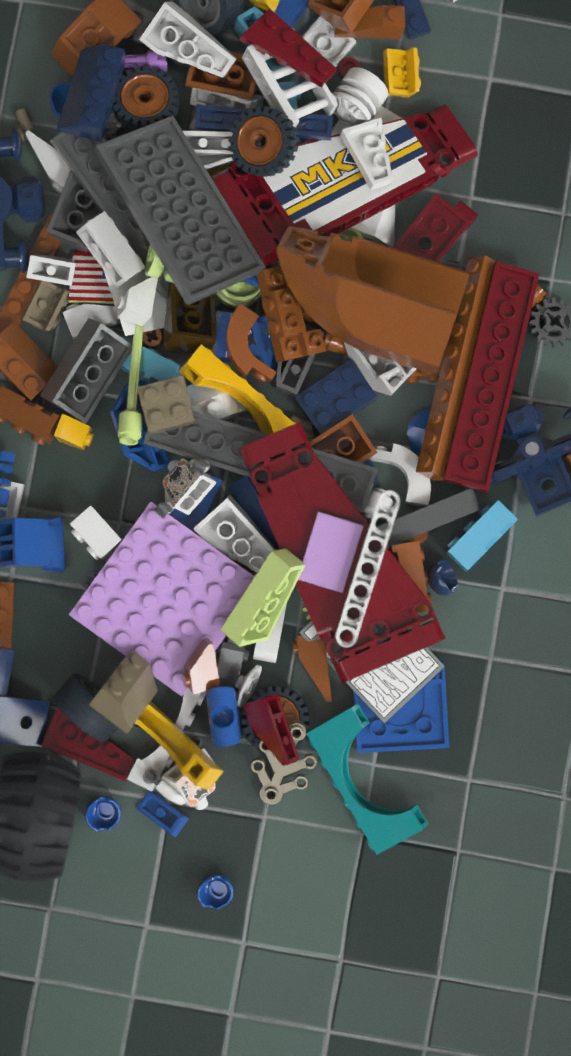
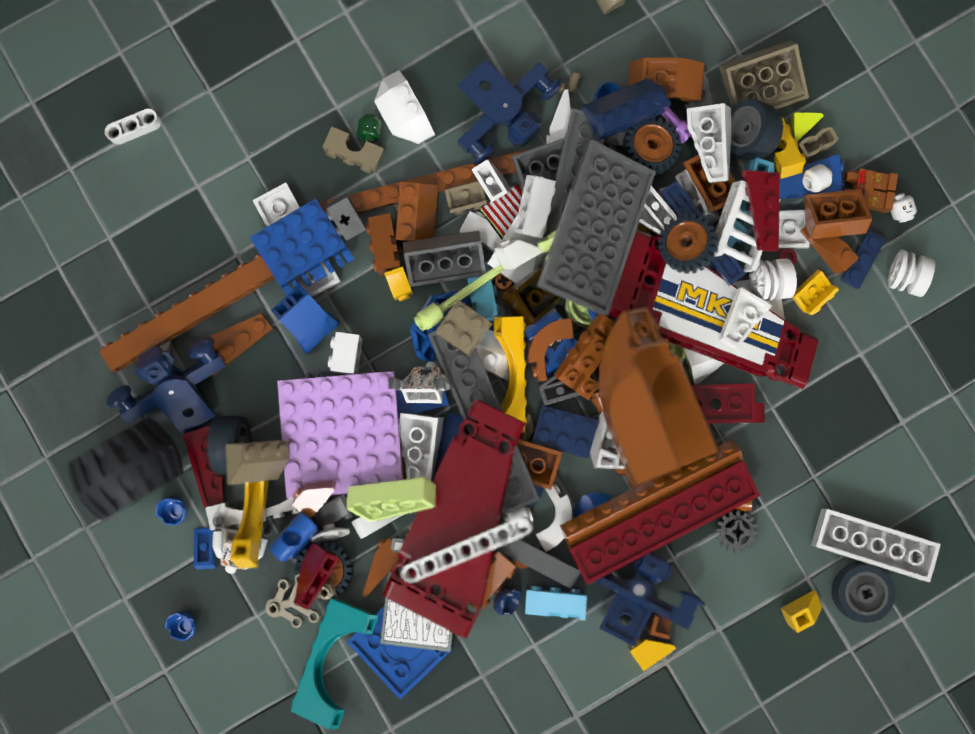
camera: 55 degrees right, 0 degrees up
(330, 552) = (457, 516): lavender tile -> none

